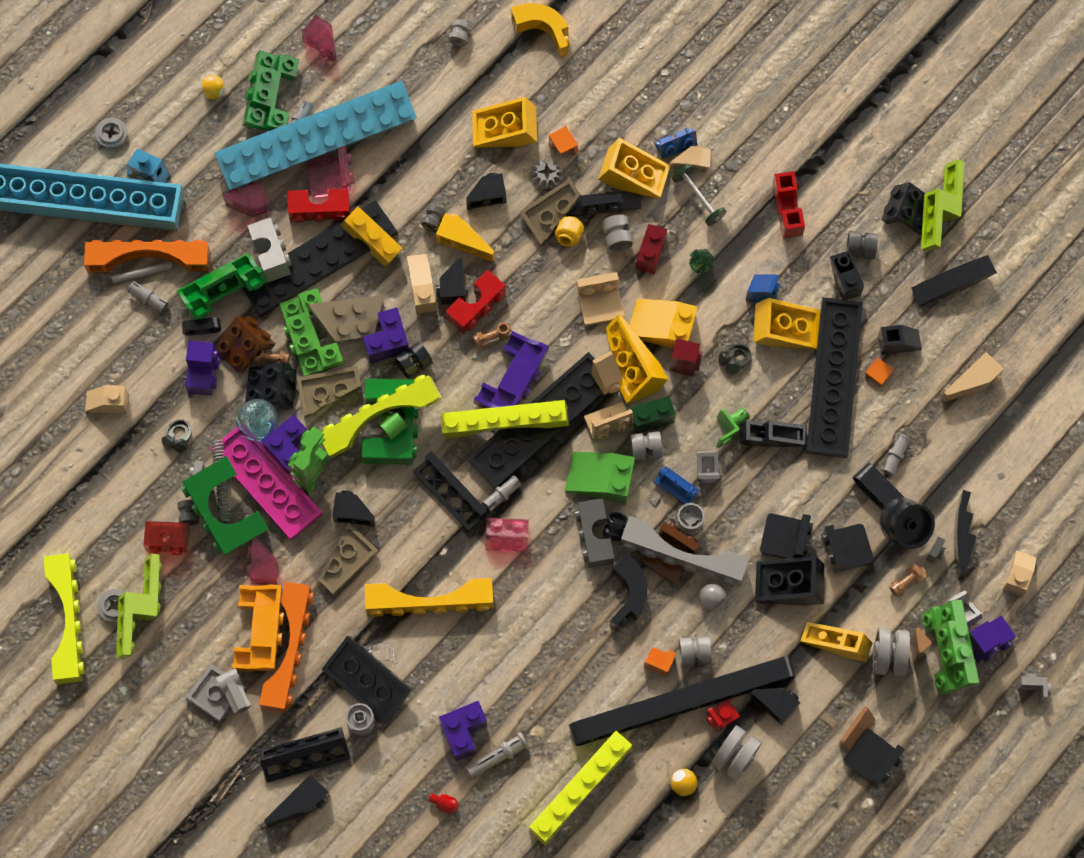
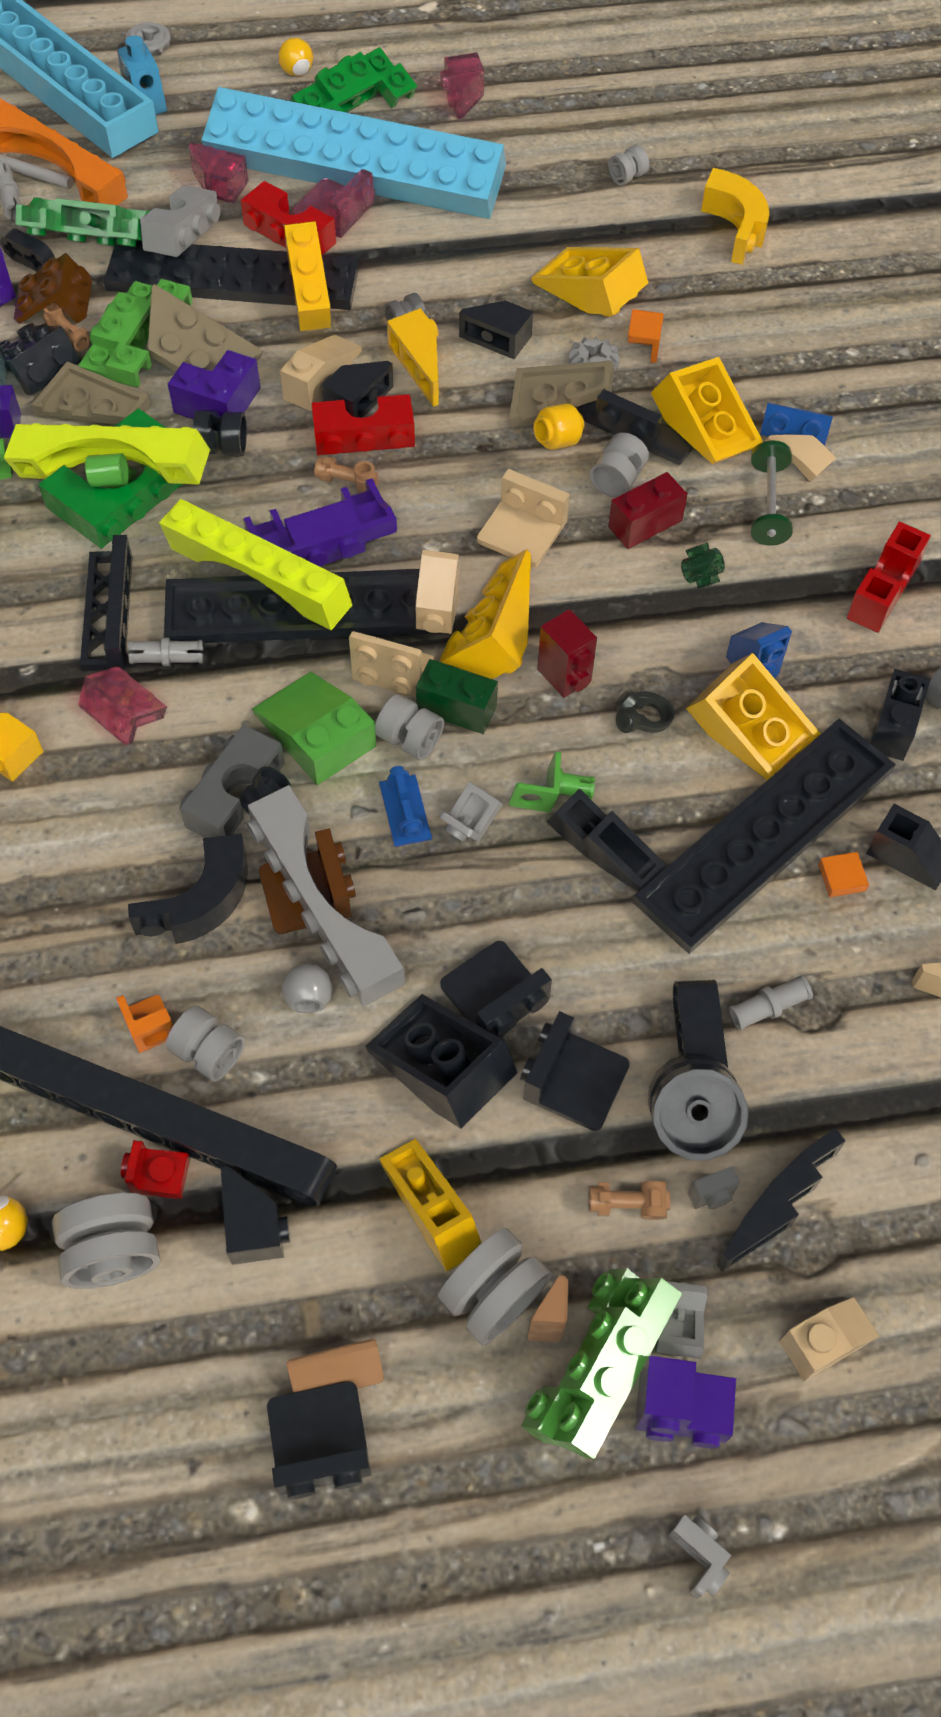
camera: 40 degrees right, 10 degrees down
(663, 321) = (592, 596): yellow slope -> none
(690, 519) = (375, 861): light grey wheel -> none

